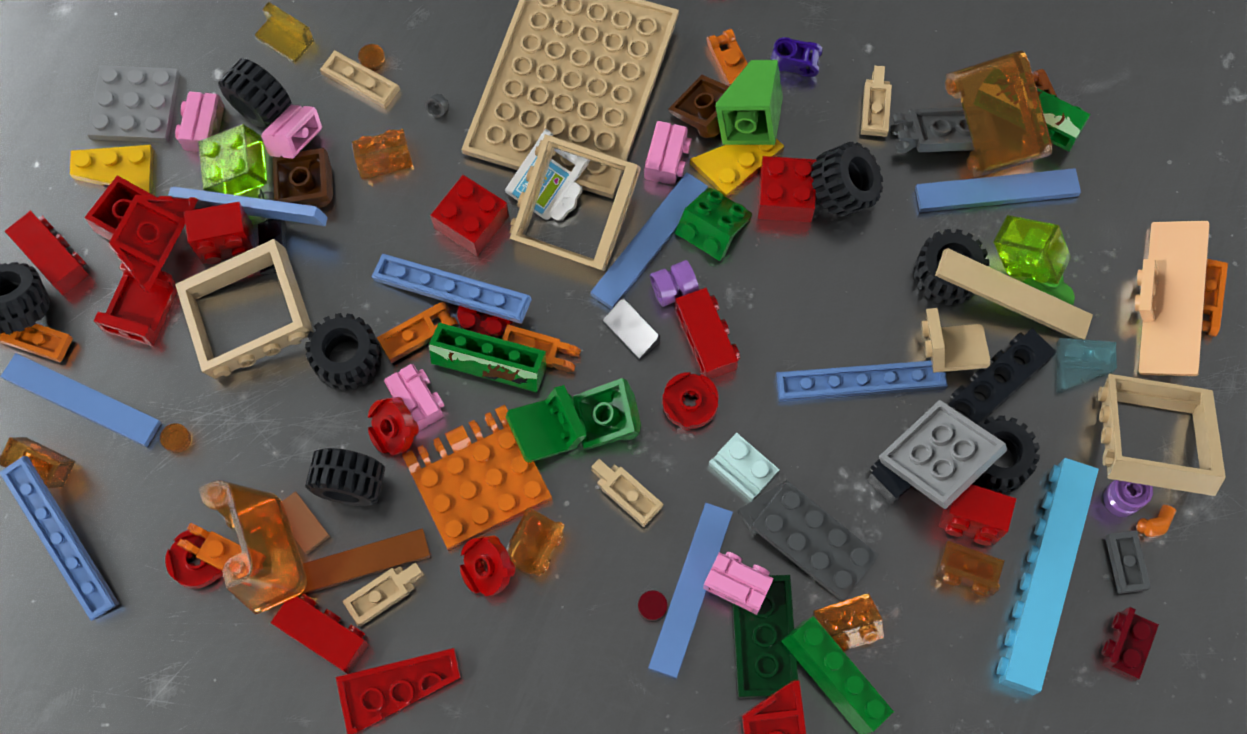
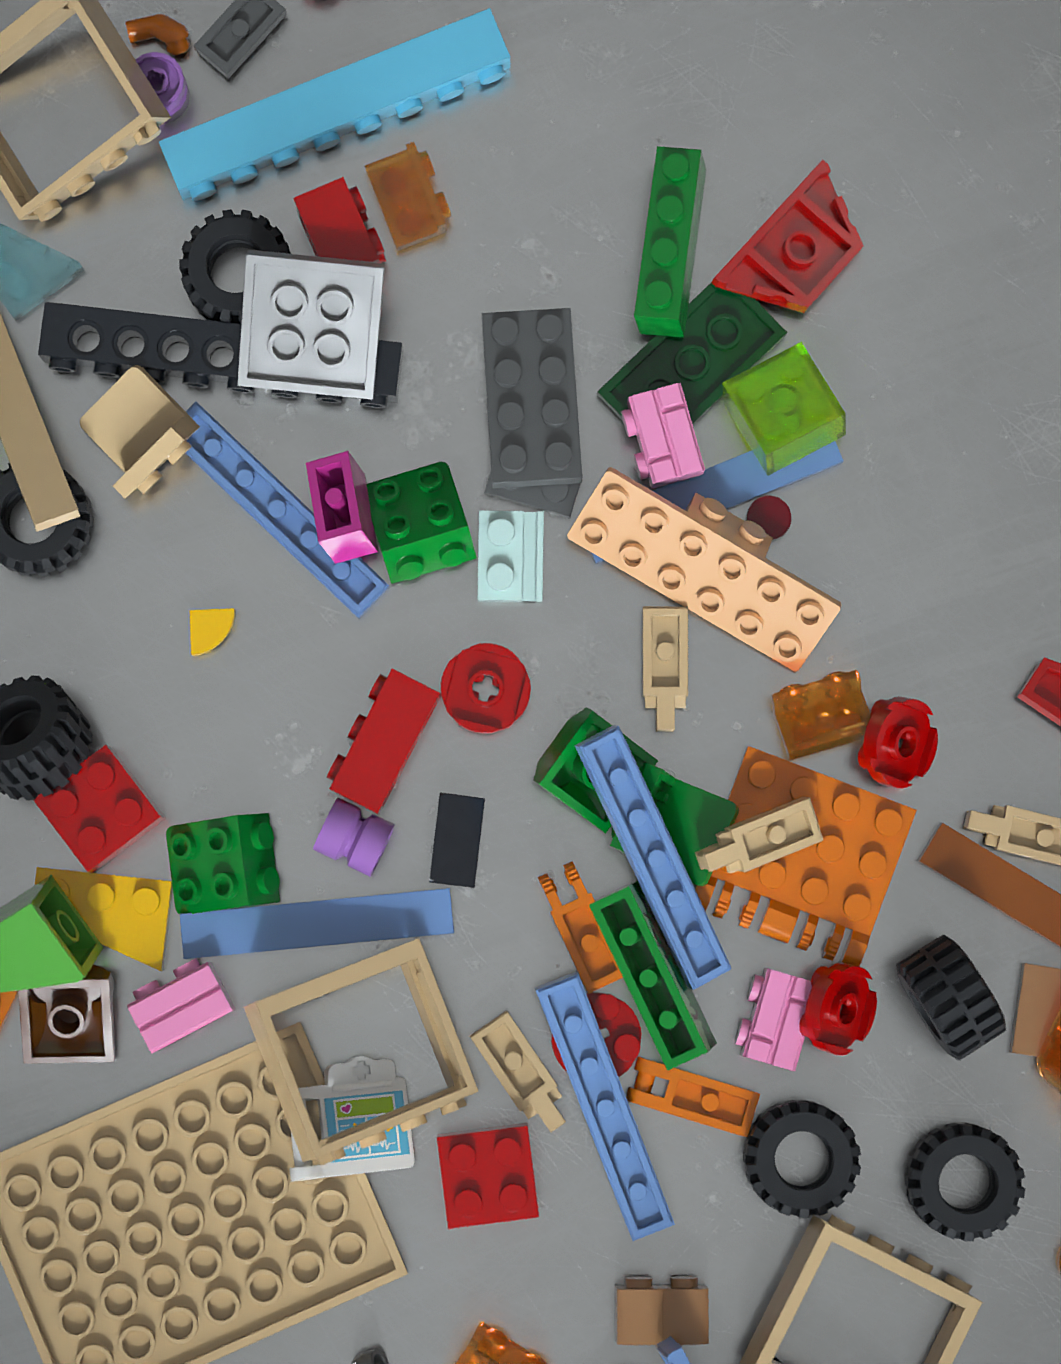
camera: 140 degrees left, 15 degrees up
(248, 397) = (1003, 1189): none -> black tyre
(339, 237) = (654, 1312): none -> medium nougat brick
(501, 456) = (763, 838): none -> tan hinge
(502, 268) = (519, 1069): none -> tan hinge
(541, 398) = (653, 857): none -> medium blue tile
(657, 552) = (706, 564): none -> light nougat bracket
(700, 657) = (784, 408): none -> clear neon green brick
(799, 436) = (419, 522): none -> green bracket
(830, 304) = (209, 628): none -> yellow tile
(837, 402) = (341, 507): none -> dark pink brick
(852, 622) = (591, 281): clear orange bracket -> none

